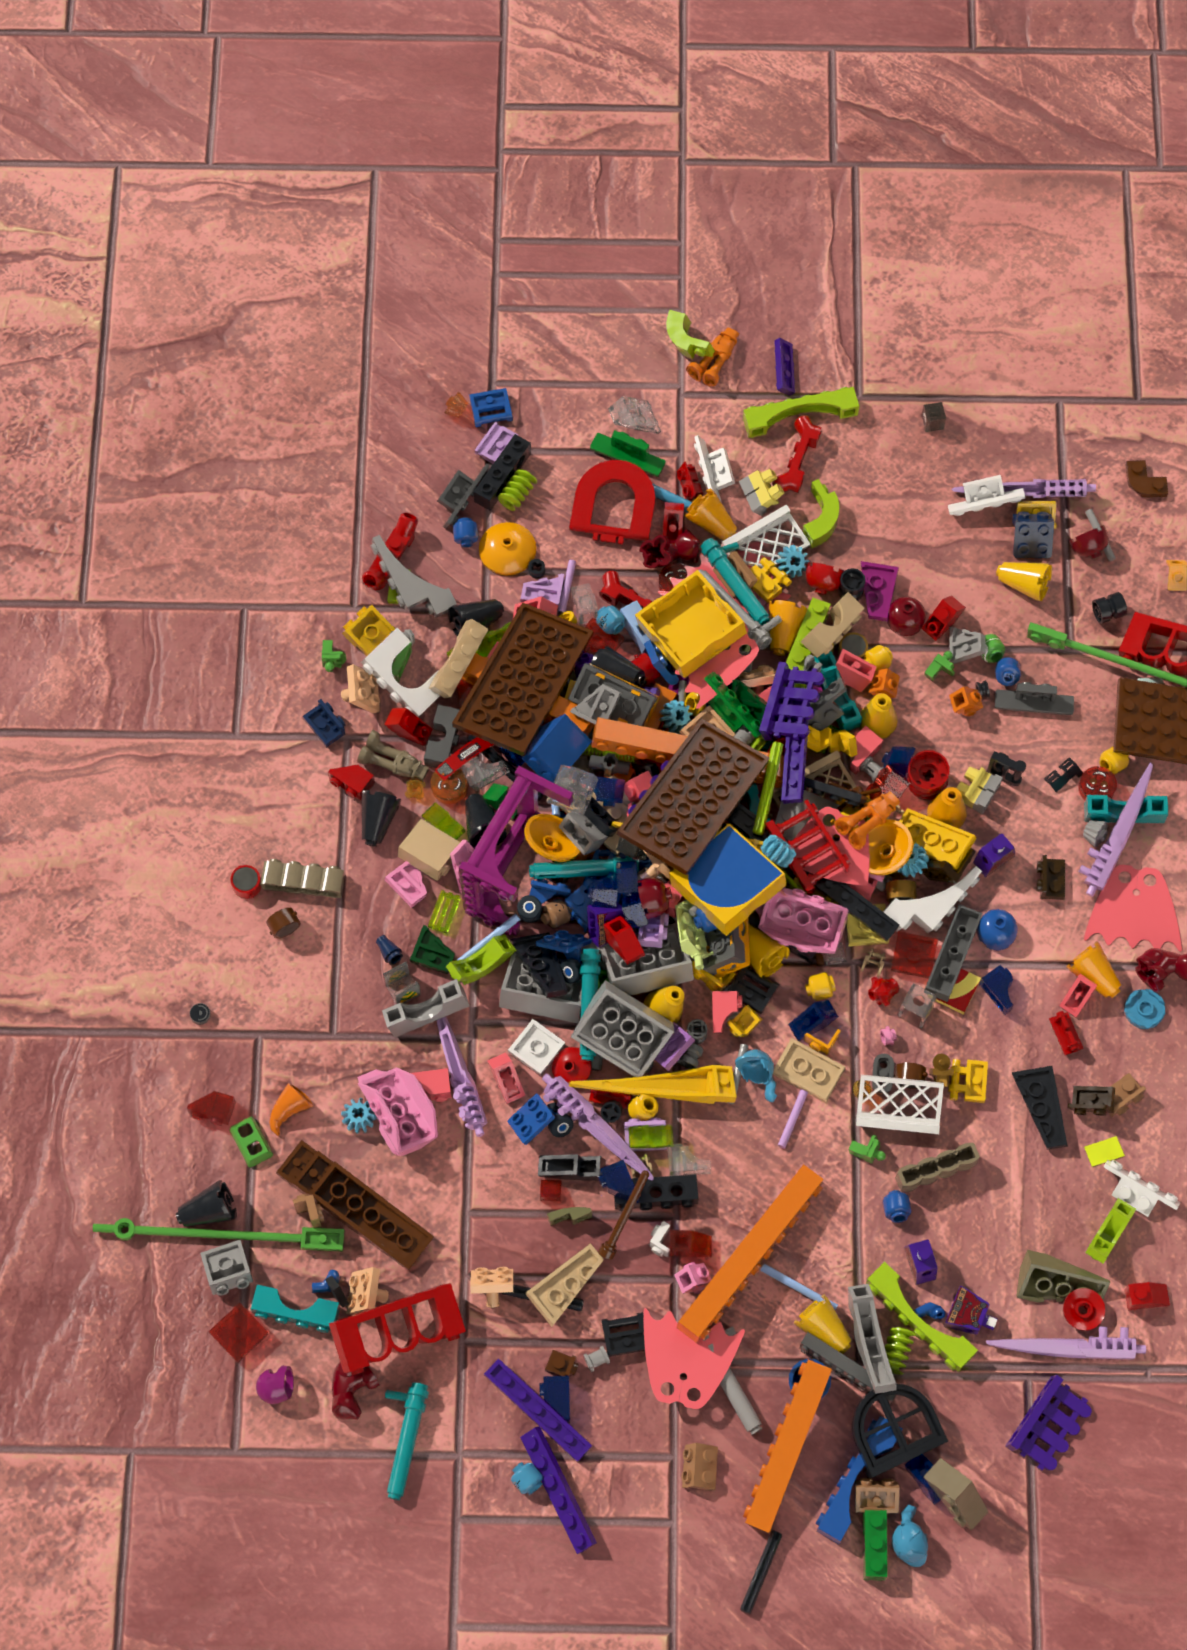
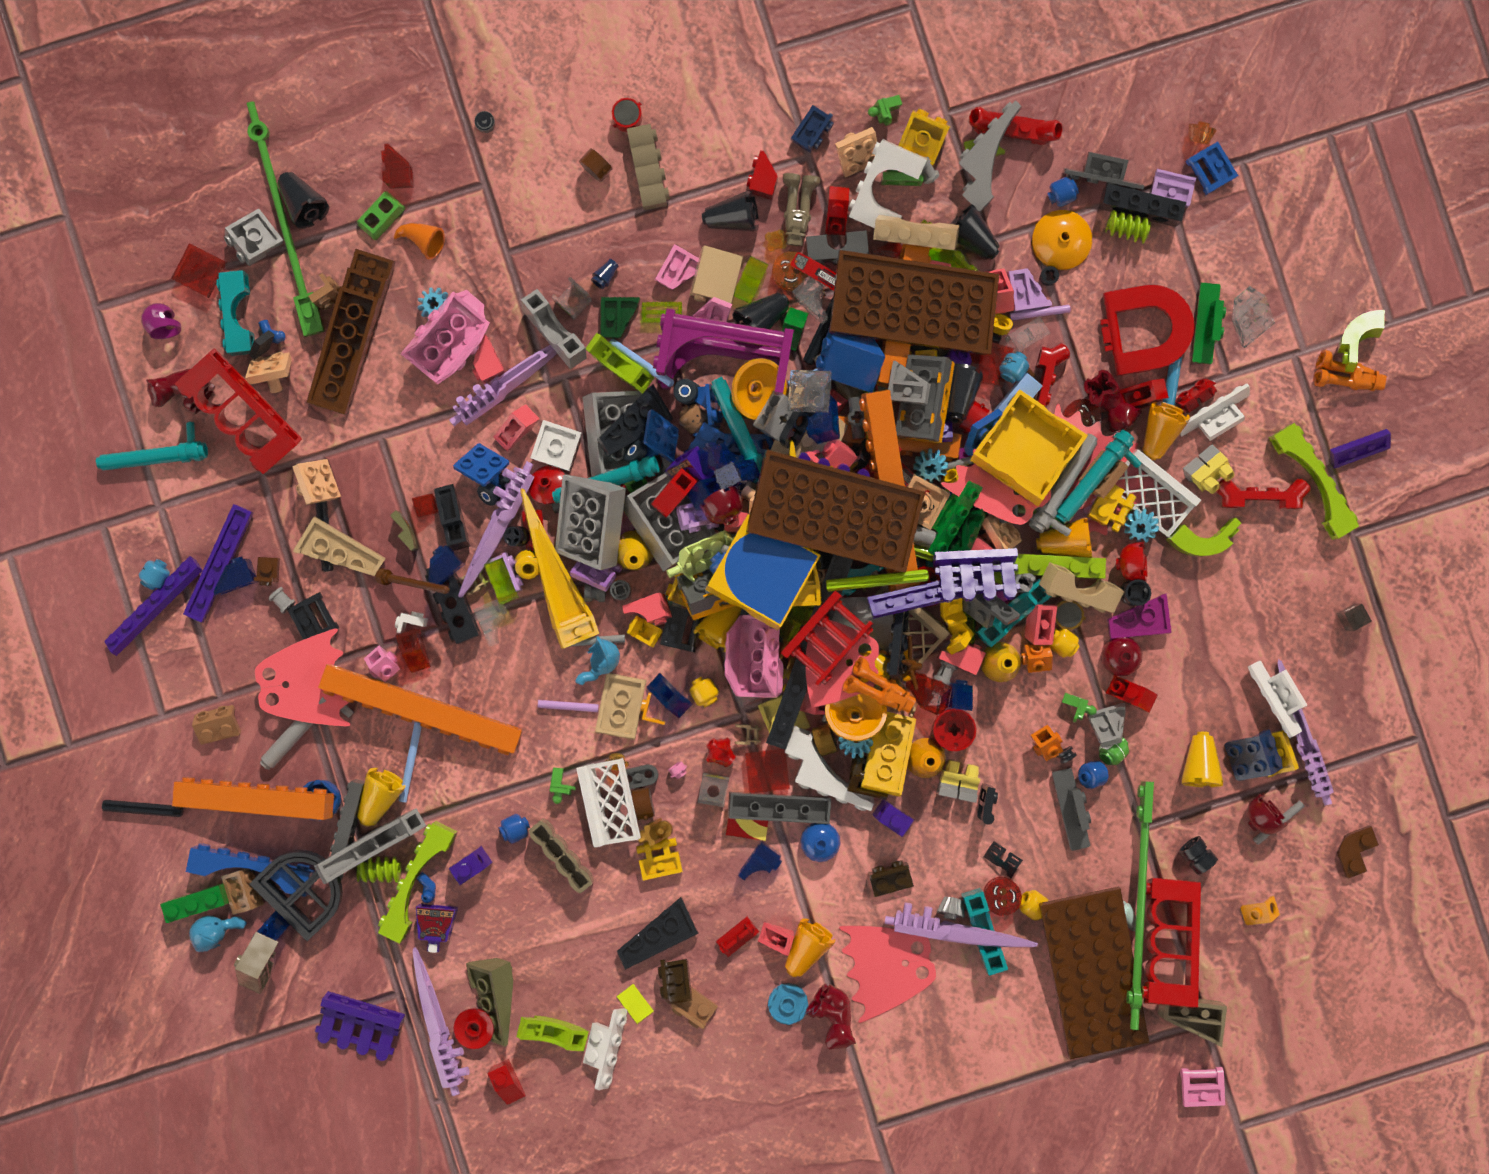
camera: 70 degrees right, 20 degrees up
(778, 851) = (806, 612): medium azure gear -> none

